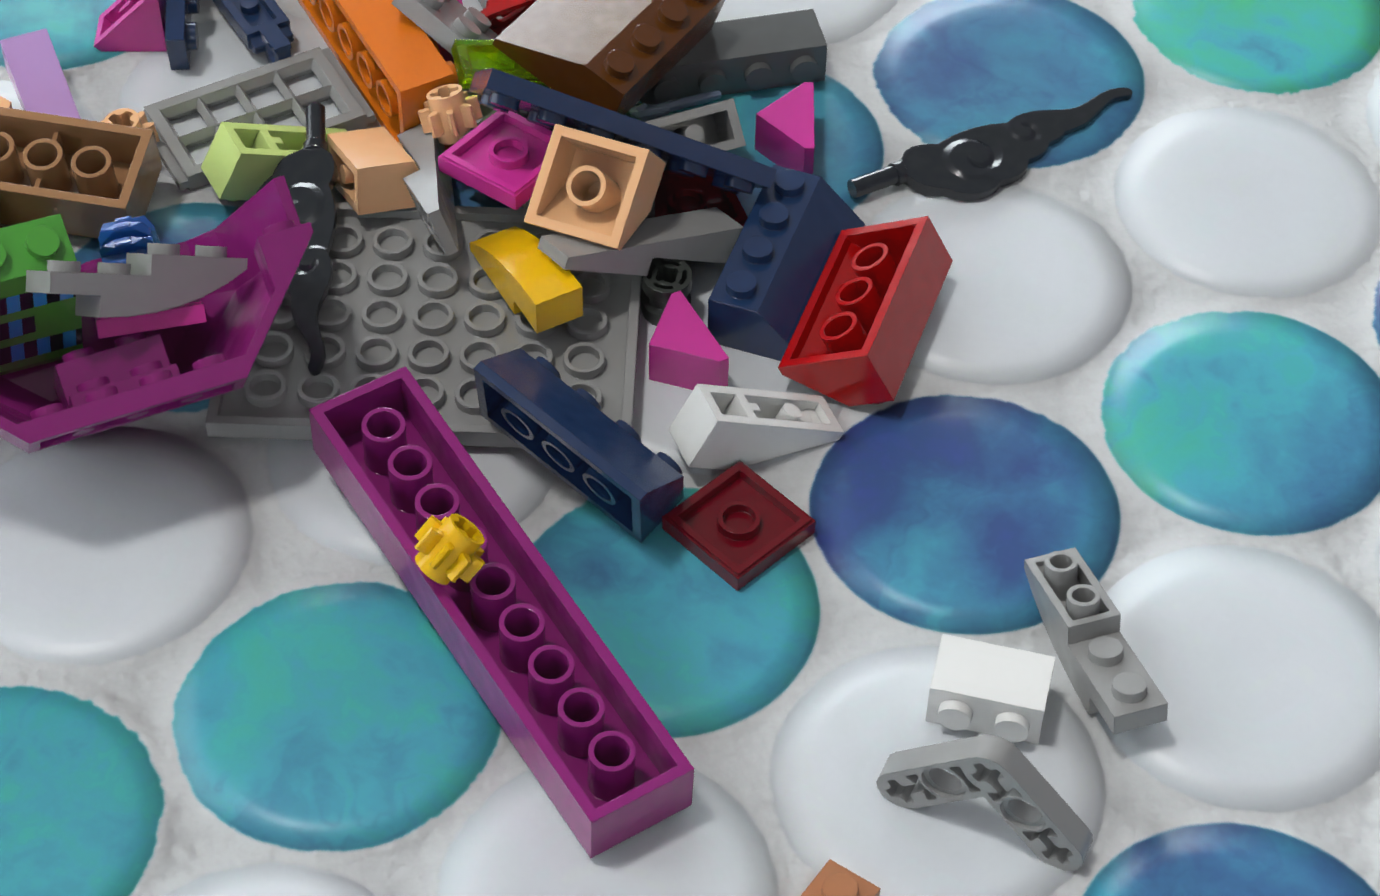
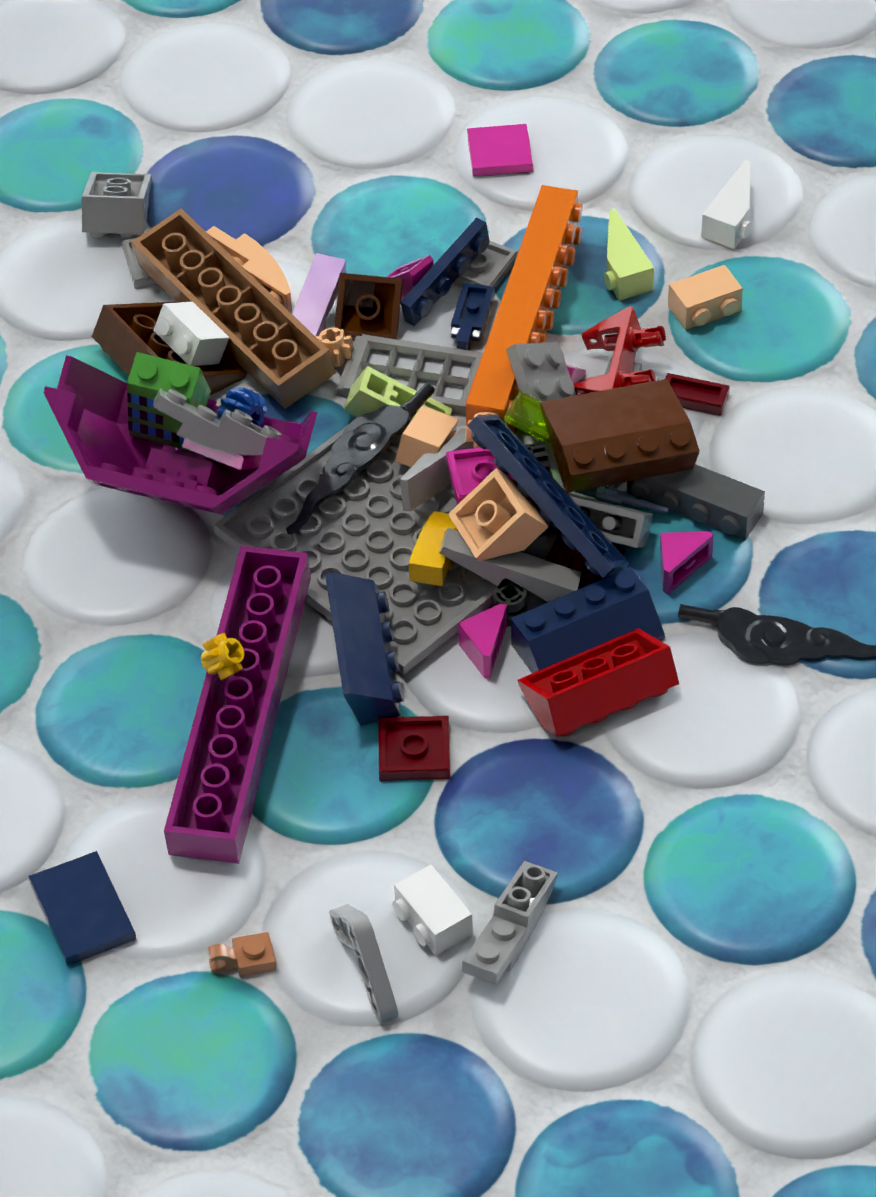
camera: 45 degrees right, 0 degrees up
(120, 66) = (368, 305): none -> reddish brown slope
(749, 425) = (471, 701): white slope -> none

